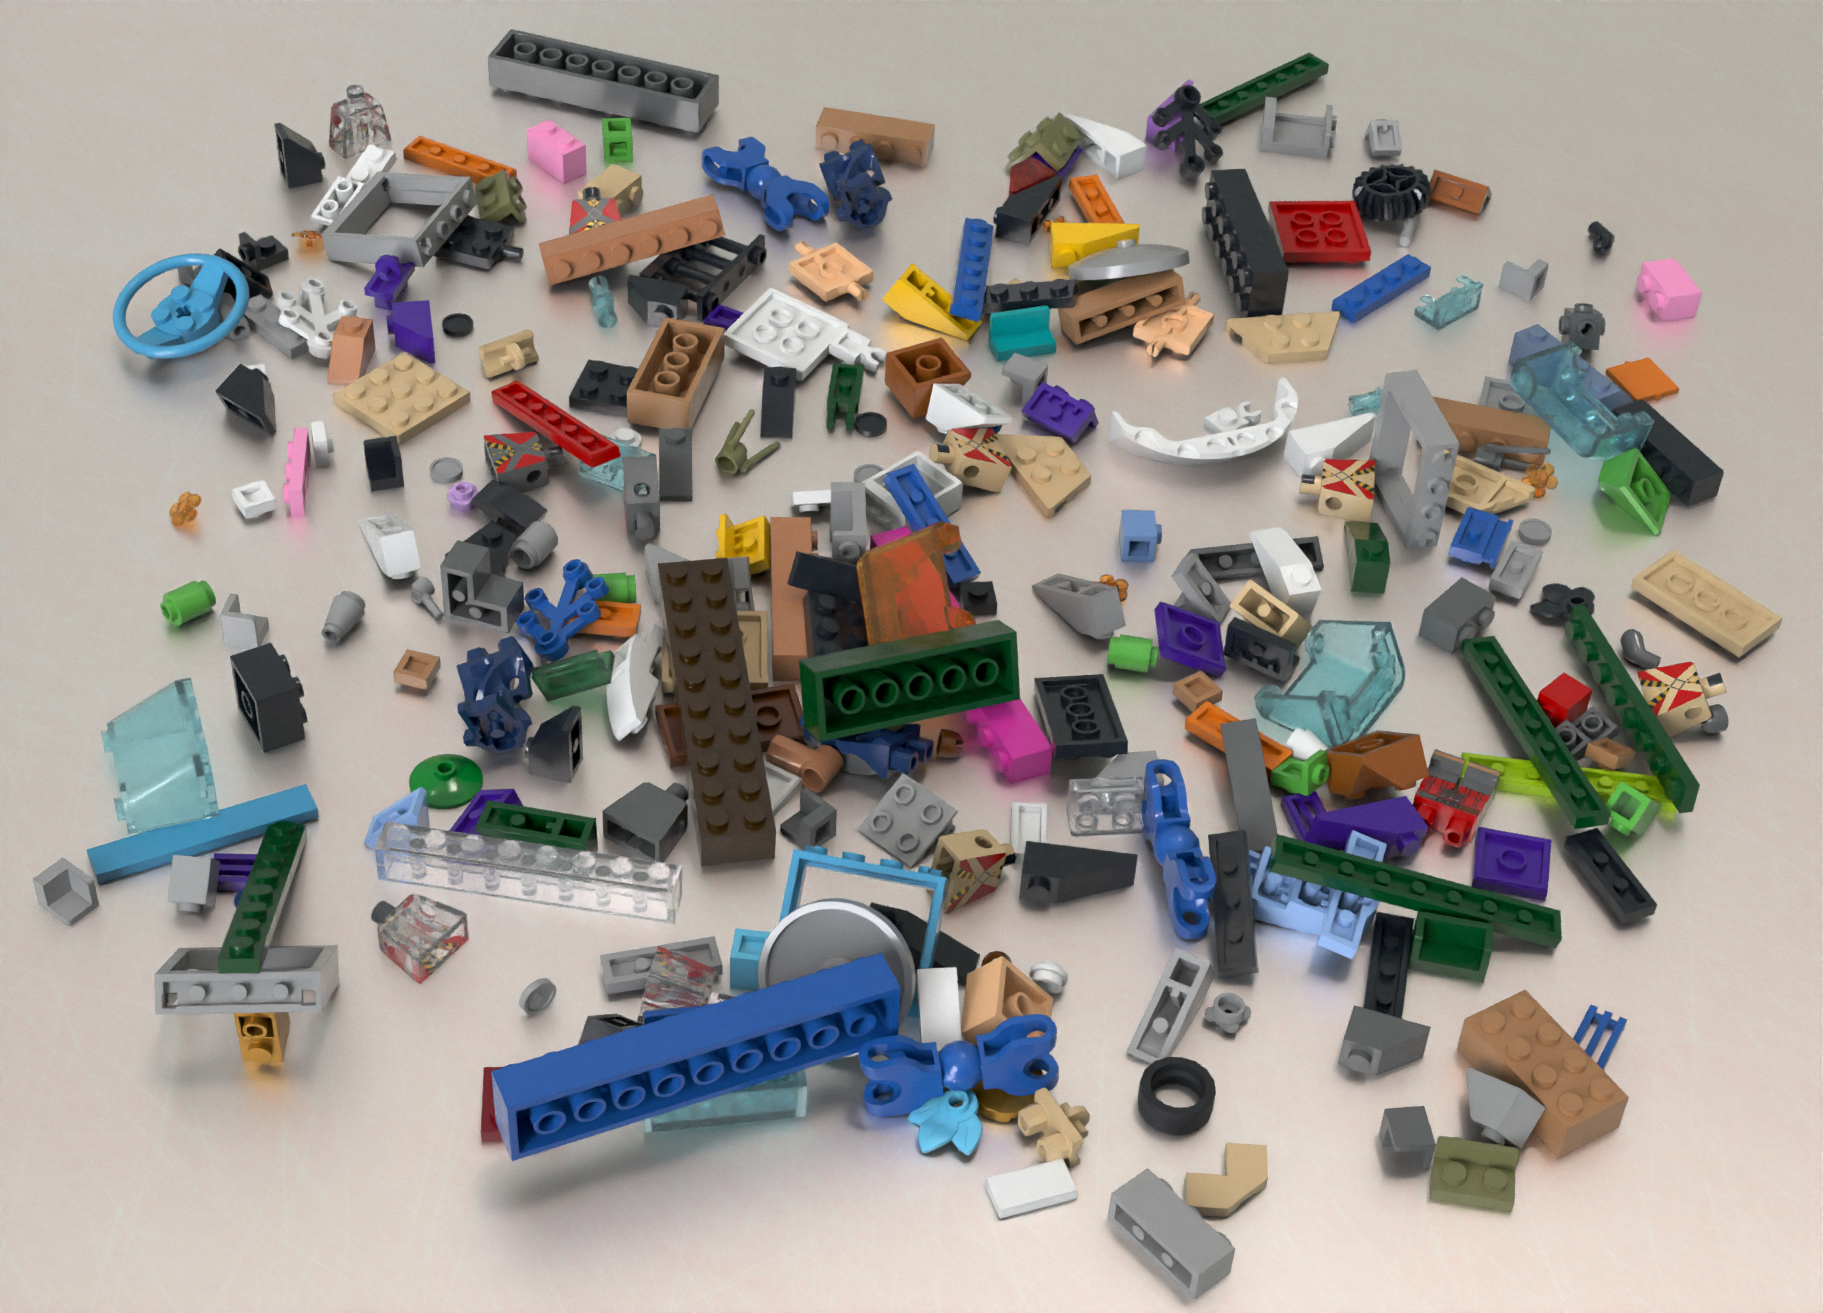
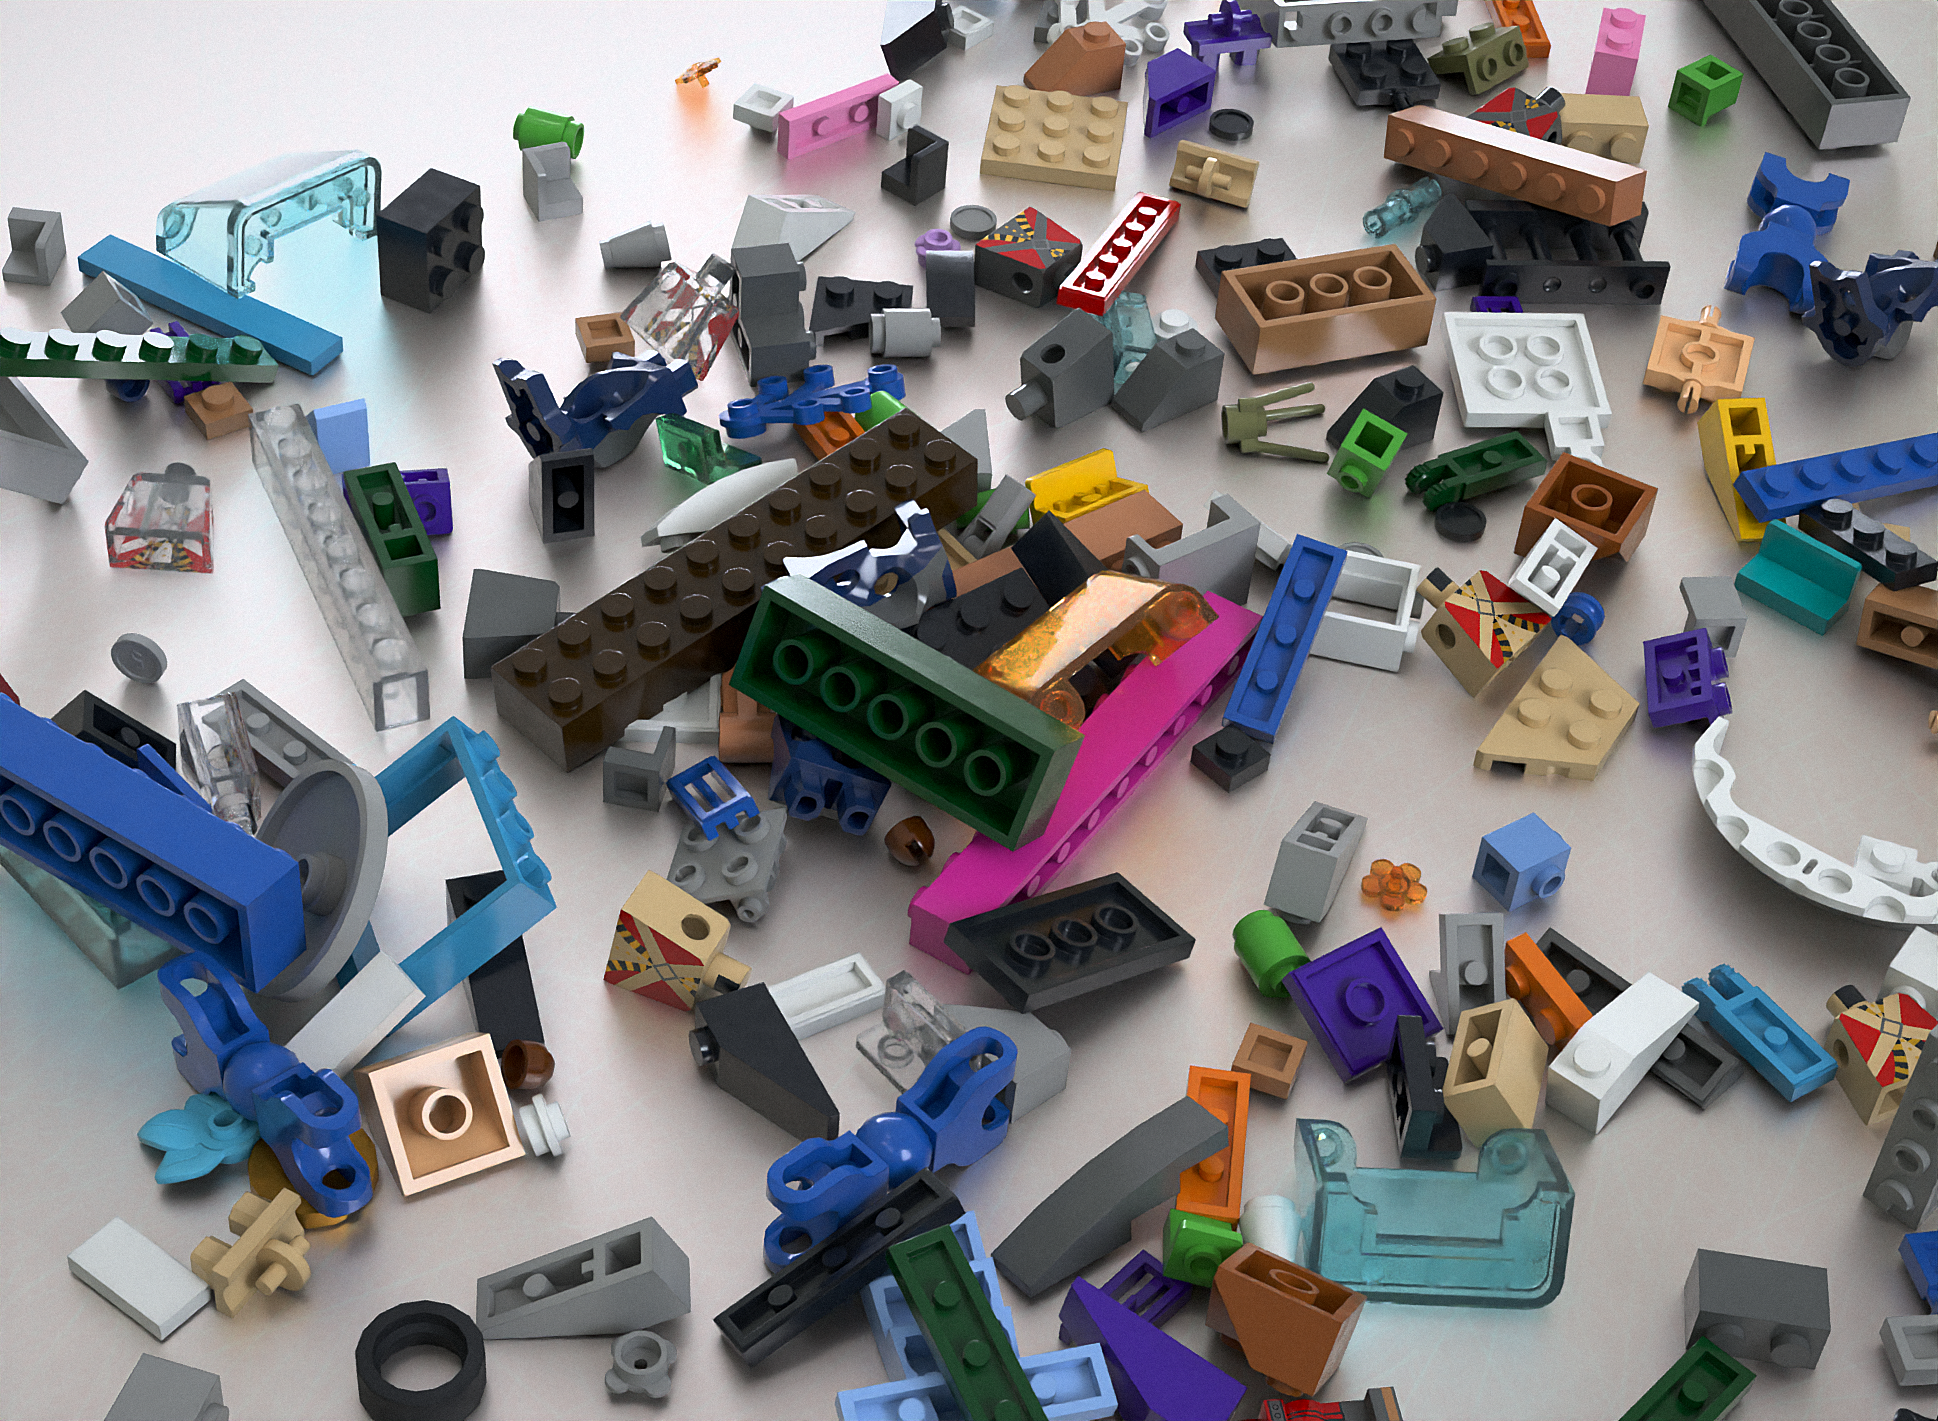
camera: 55 degrees right, 0 degrees up
(319, 872) = (218, 410): none -> medium nougat plate
(448, 779) = (456, 441): green dish -> none
(450, 619) = (686, 313): none -> clear torso
(792, 638) = (917, 560): none -> dark blue hips
(809, 424) = (1366, 454): none -> bright green brick
(862, 807) = (720, 811): none -> blue tile
(1234, 574) = (1543, 992): none -> orange plate
(1300, 520) = (1761, 1032): none -> dark azure hinge
(1367, 556) = (1774, 1140): dark green slope -> none

